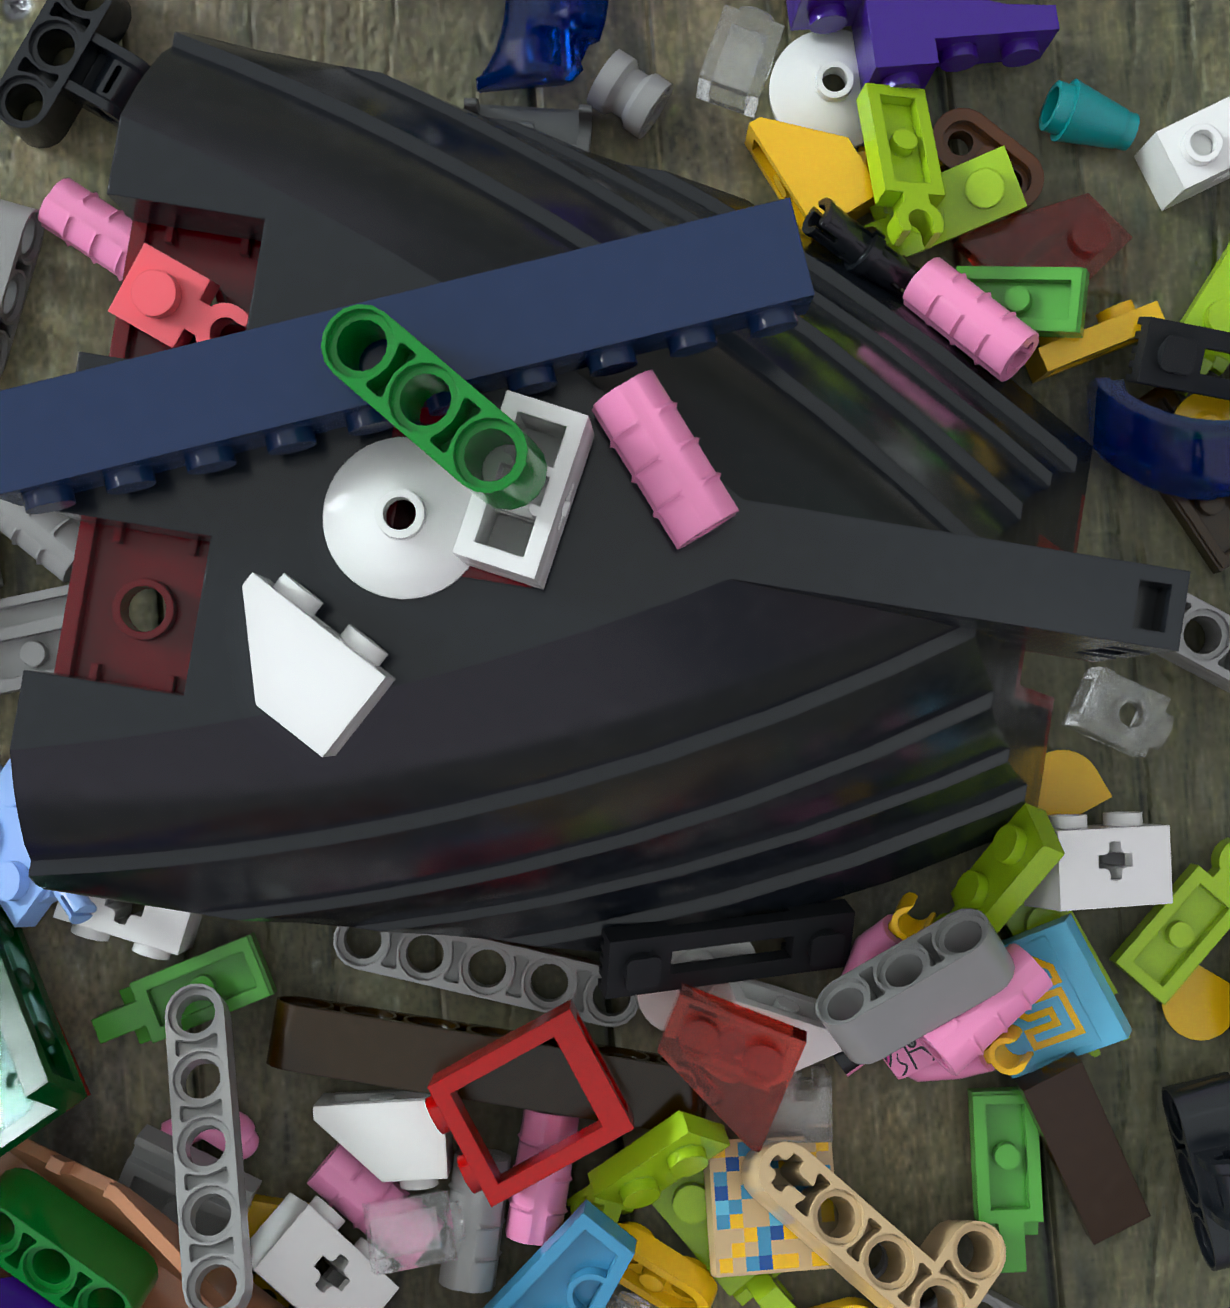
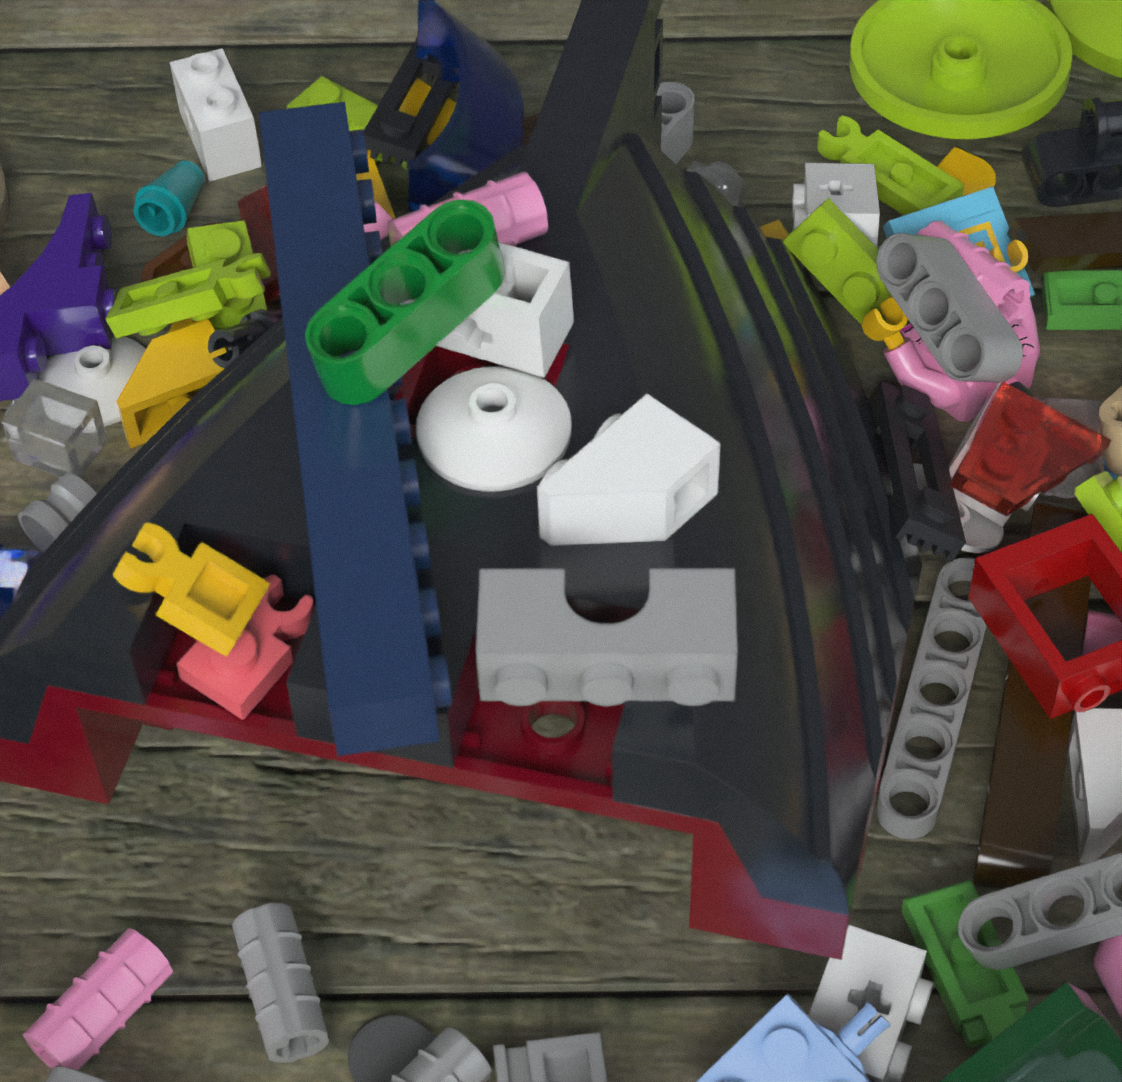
camera: 85 degrees left, 35 degrees down
(93, 588) = (670, 651): none -> light grey arch
(176, 255) = (202, 594): none -> yellow plate

